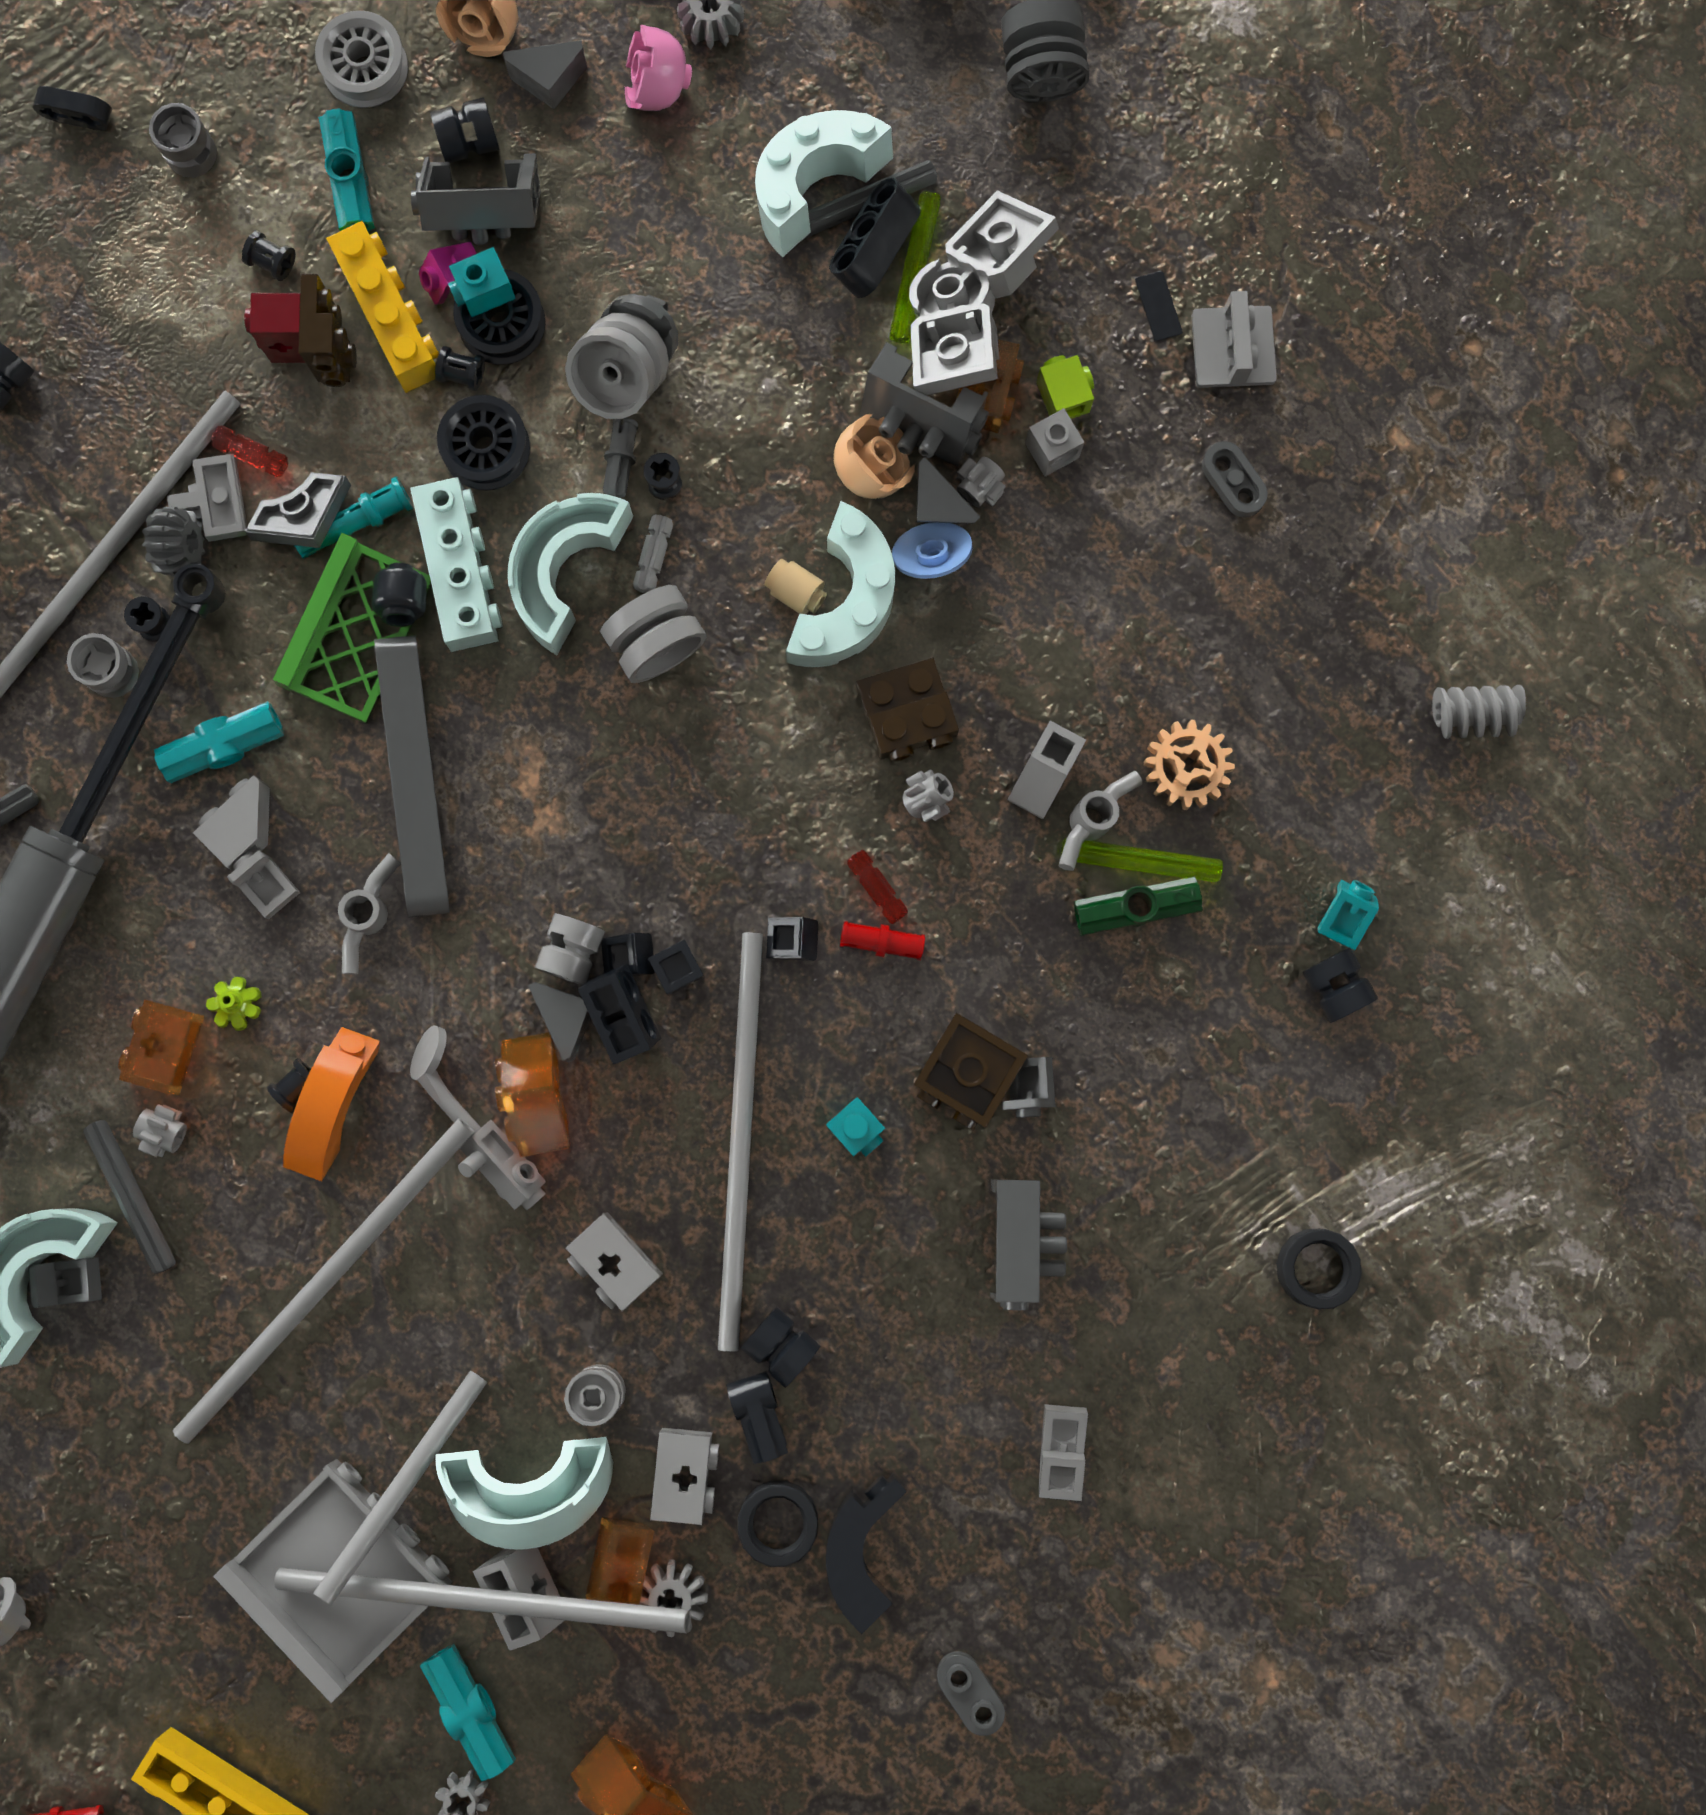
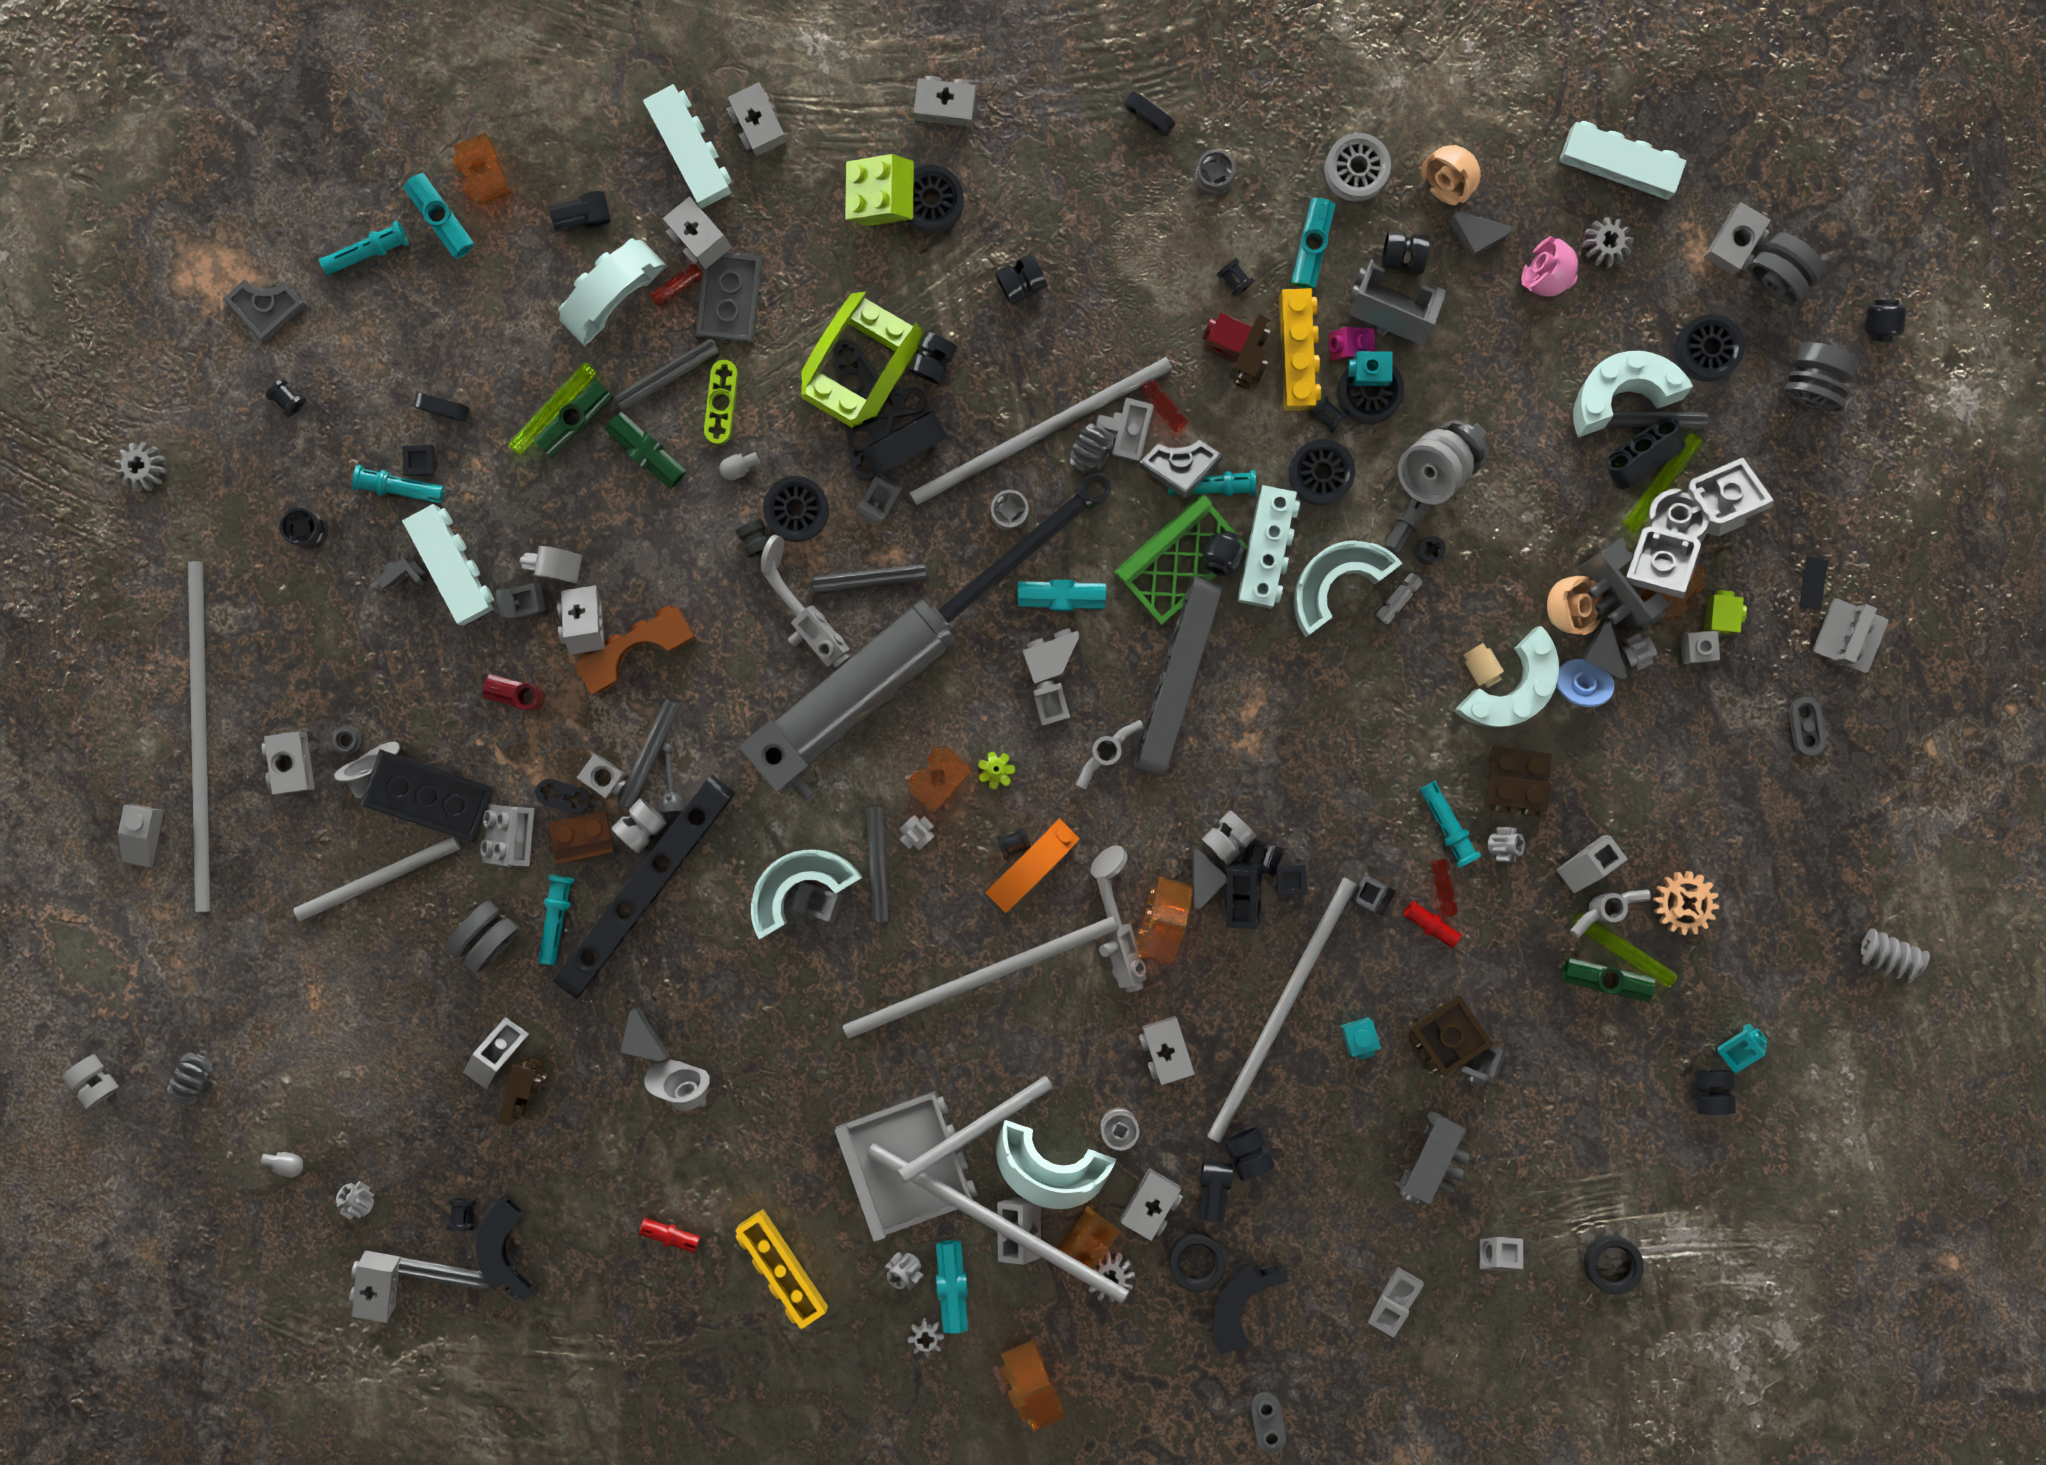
camera: 25 degrees right, 5 degrees up
(144, 608) = (1049, 482): black bush -> none
(392, 1722) = (903, 1271): none -> light grey gear
(653, 633) = (1377, 655): light grey wheel -> none
(859, 814) = (1455, 836): none -> teal pin
(917, 73) = (1710, 322): none -> black wheel
(1167, 1323) = (1501, 1254): none -> light grey brick

